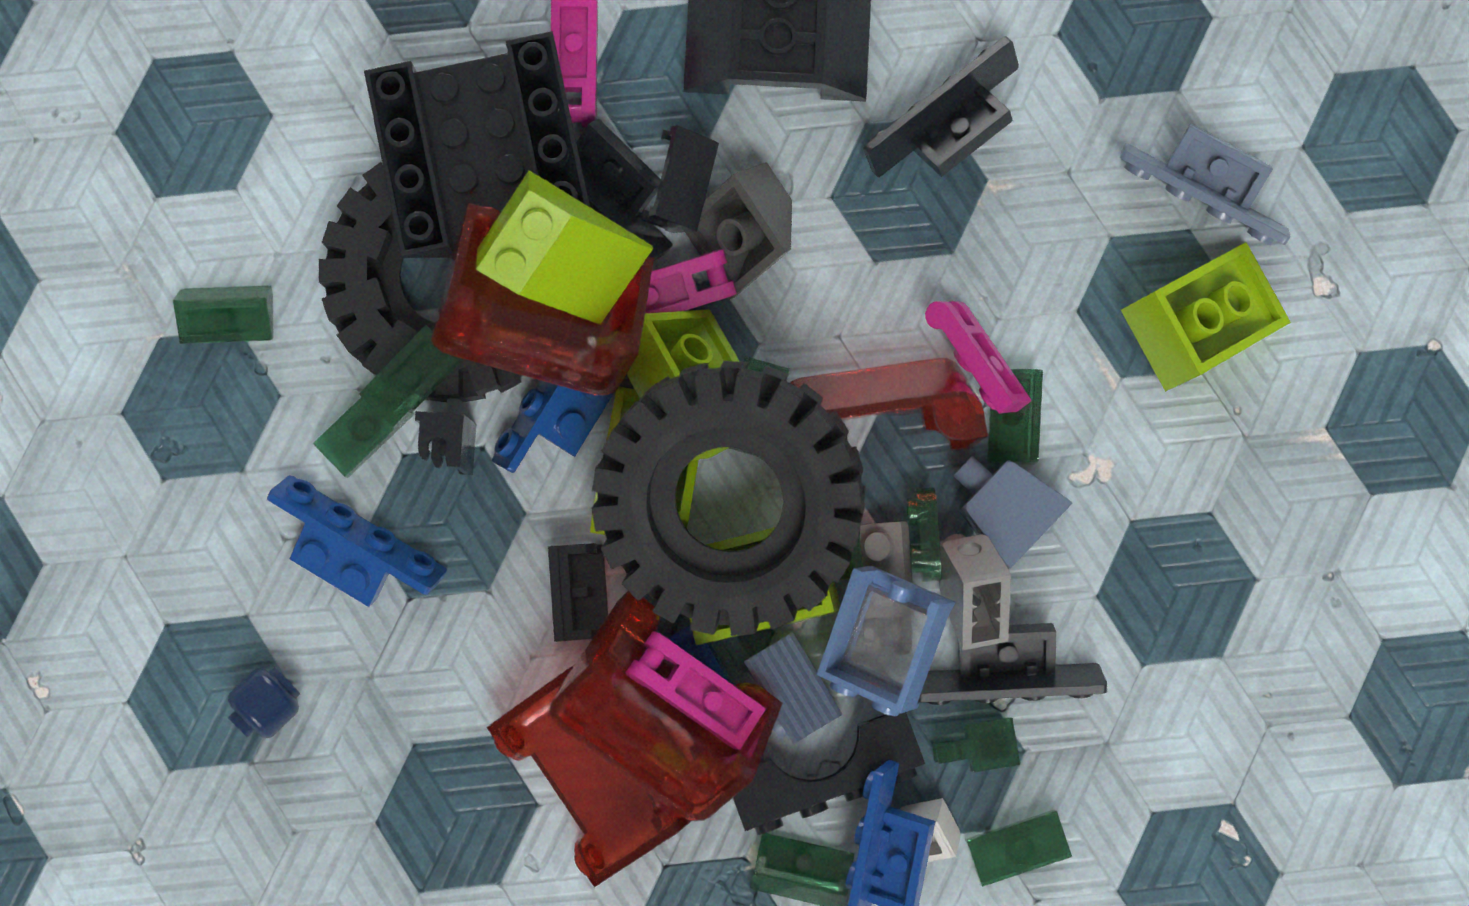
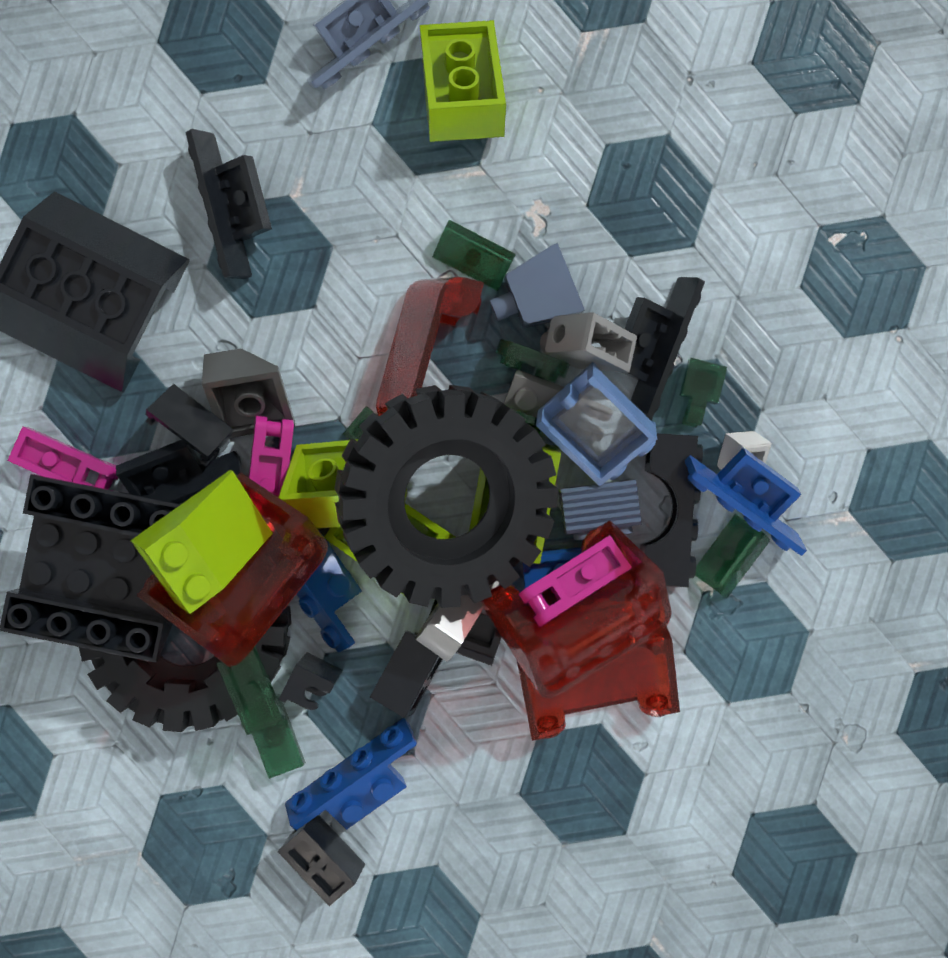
camera: 65 degrees left, 5 degrees up
(224, 314) = (144, 802): clear green slope -> none
(244, 545) = (322, 859): none -> black hinge
(263, 703) = (443, 892): dark blue head -> none
(501, 551) = (406, 676): none -> black hinge
(582, 571) = (448, 627): none -> light grey beam
(978, 355) = (418, 262): dark pink plate -> none
(1018, 847) = (783, 394): clear green plate -> none

